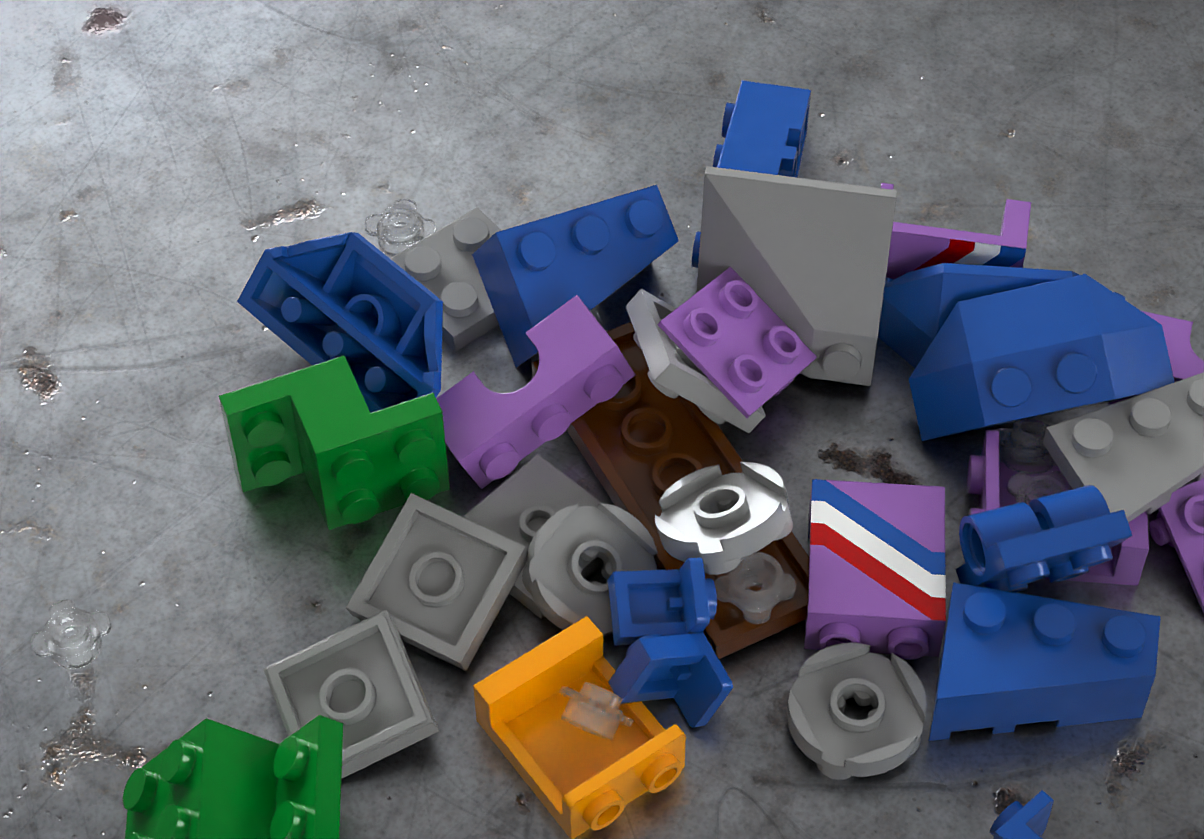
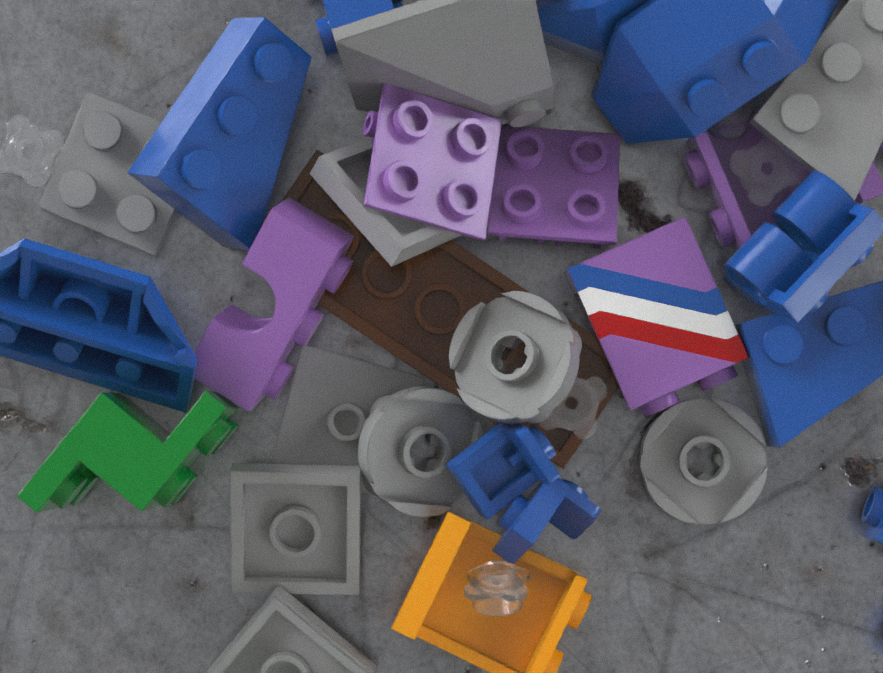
camera: 25 degrees left, 35 degrees up
(830, 429) = (555, 186): none -> medium lavender hinge

